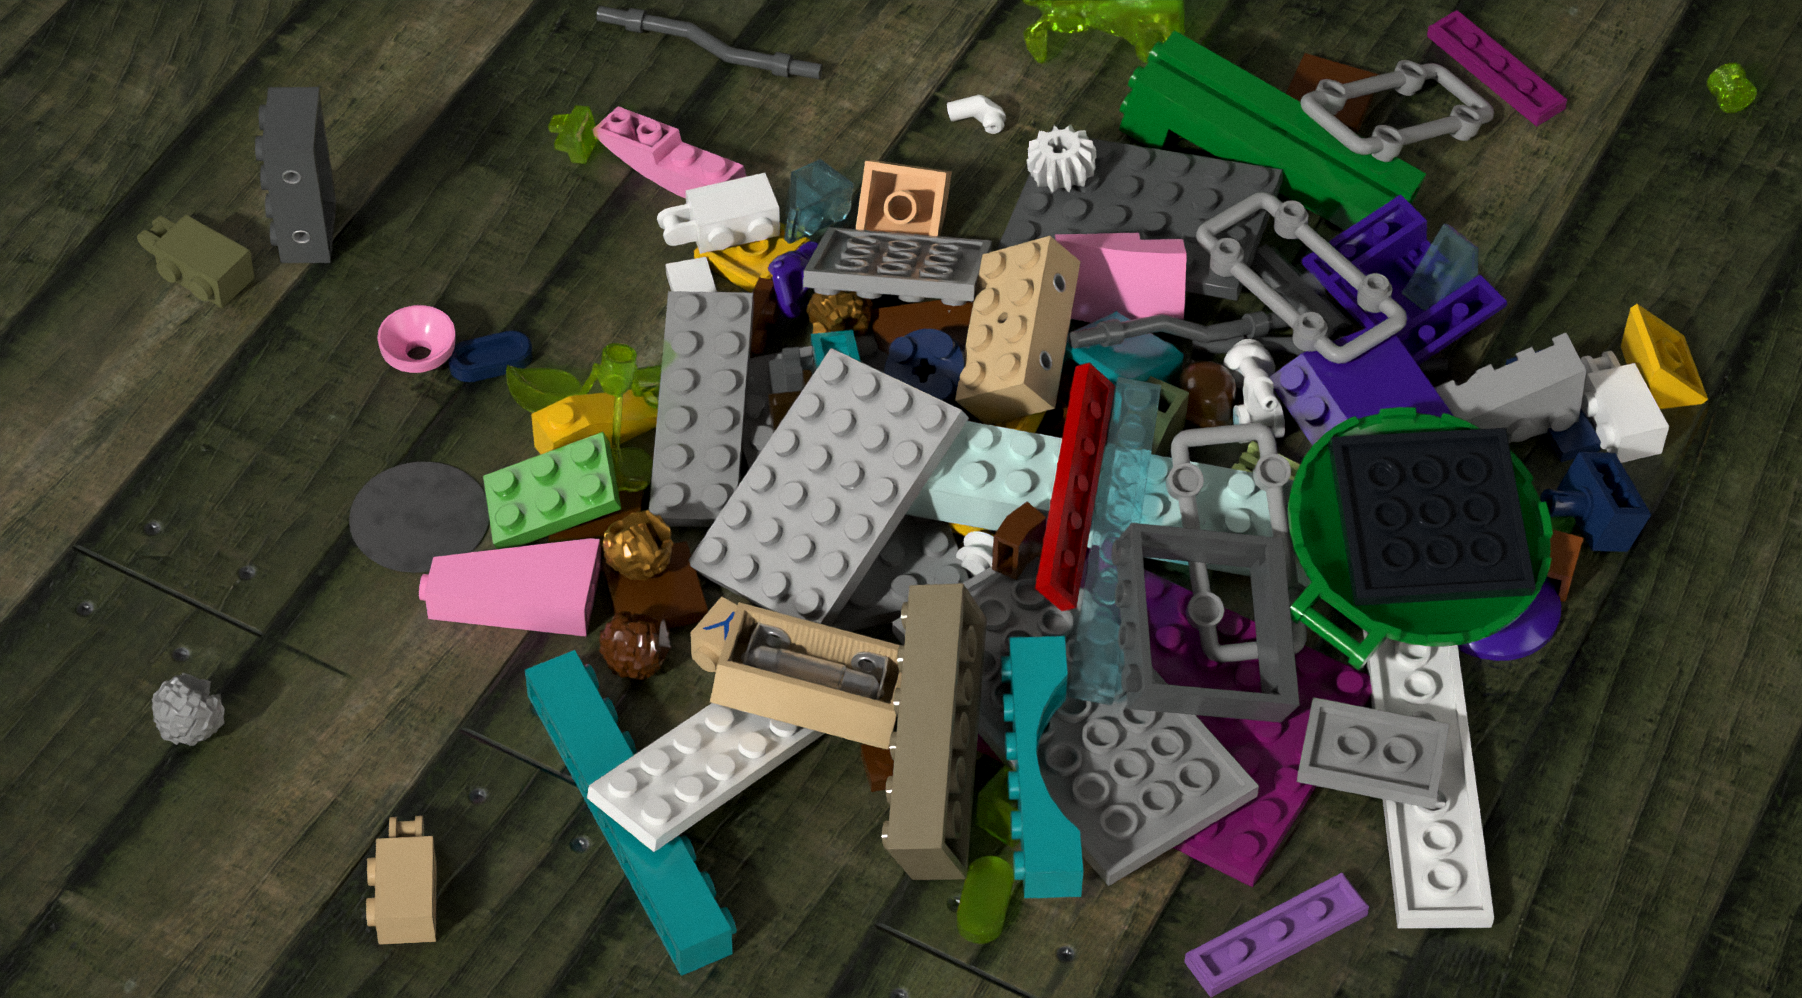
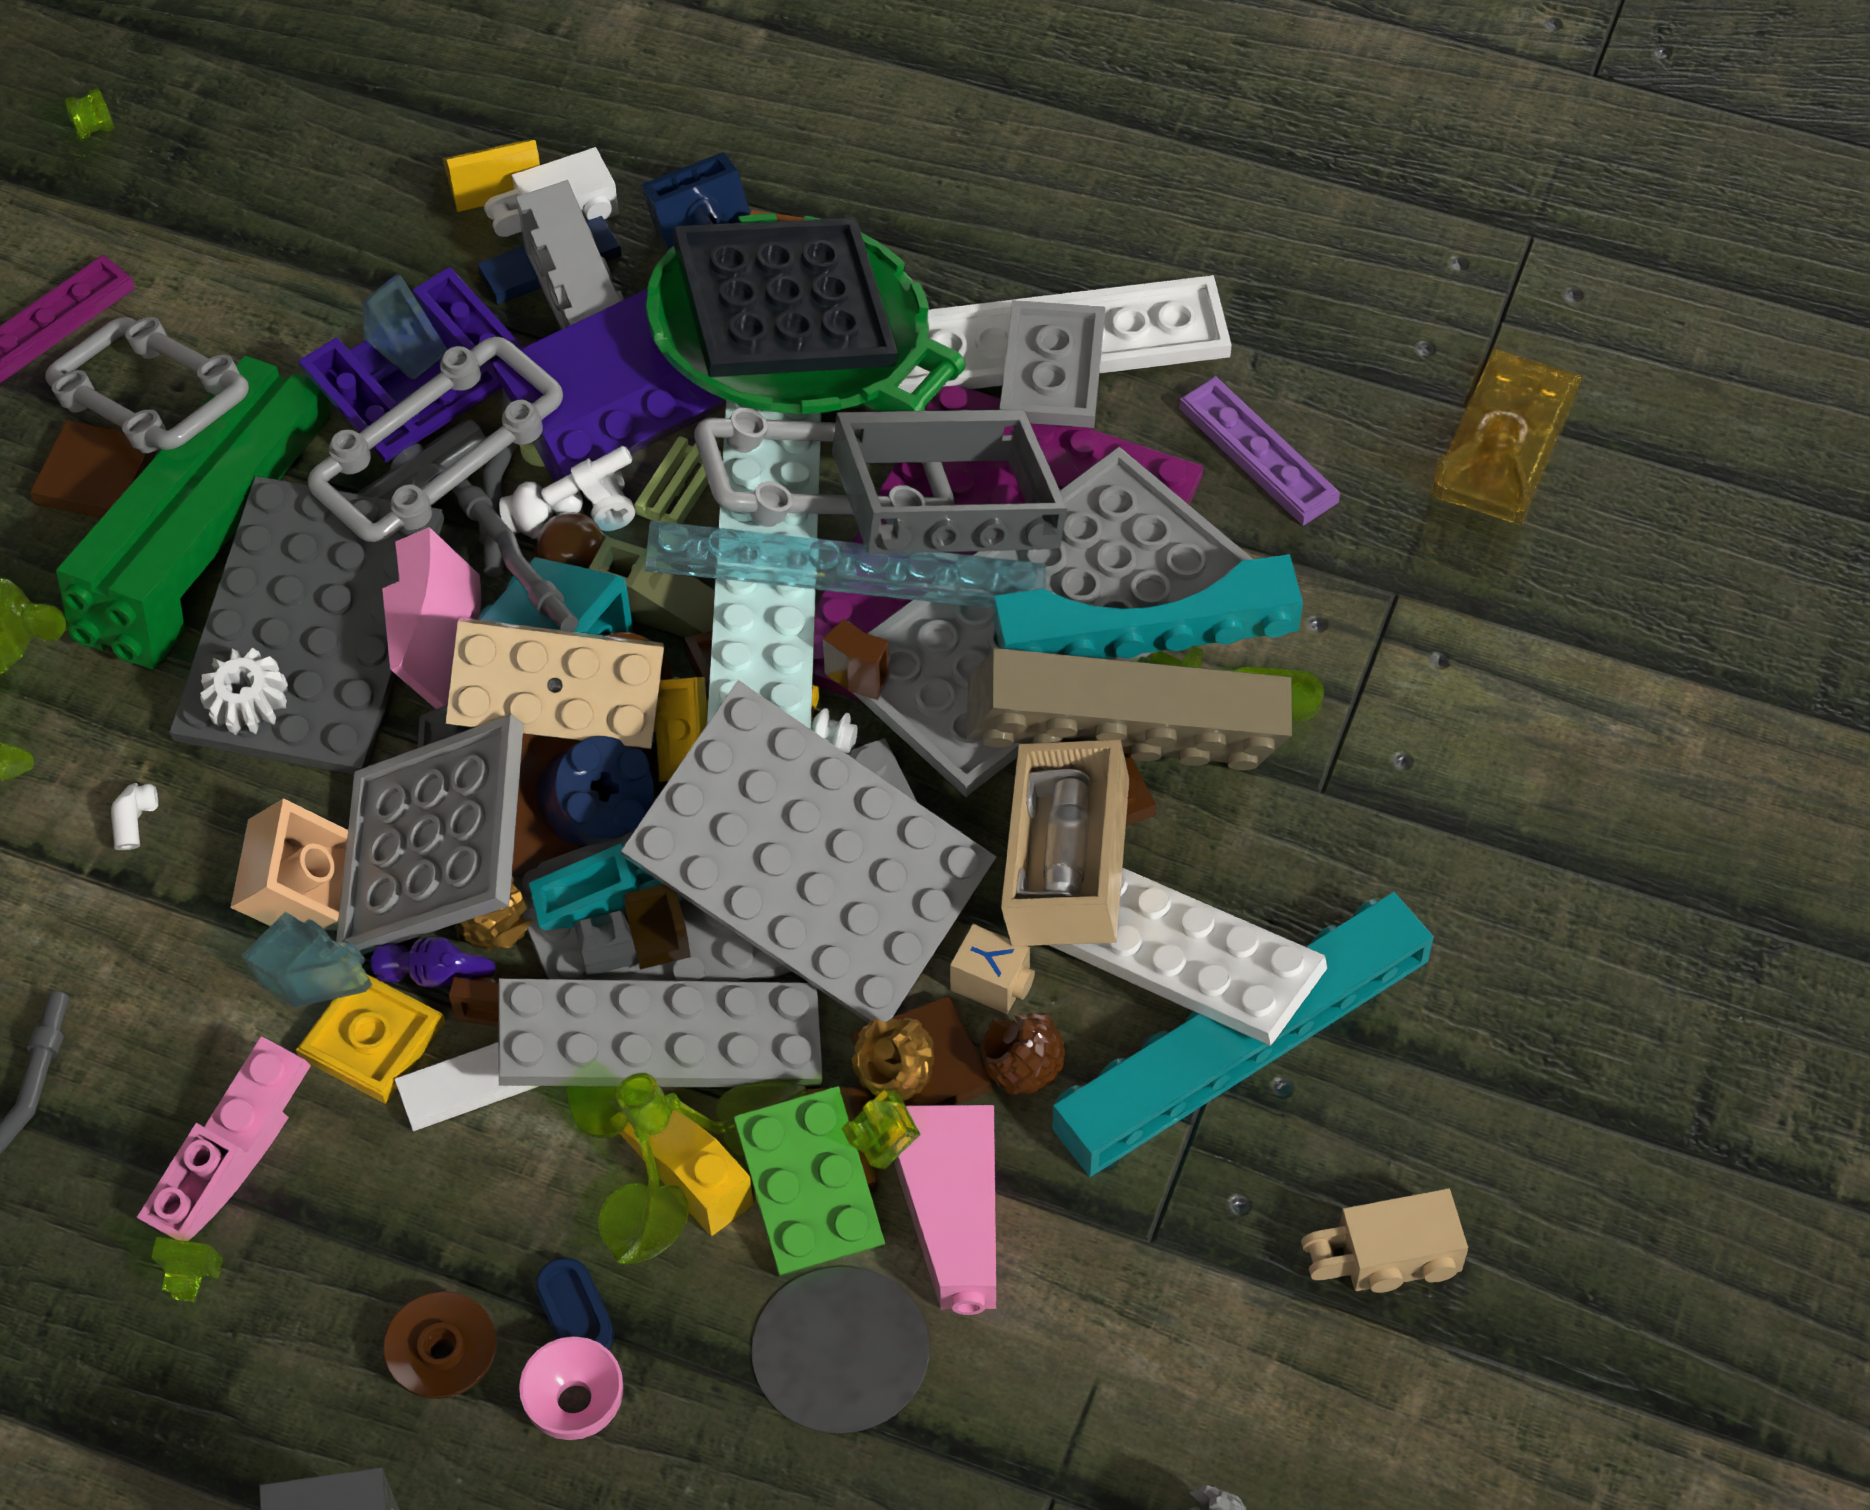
camera: 95 degrees left, 5 degrees up
(474, 269) = (436, 1322): none -> reddish brown dish
(574, 525) = (882, 1129): none -> clear neon green tile
(723, 215) = (341, 1048): white brick -> none
(1075, 487) = (775, 594): red plate -> none

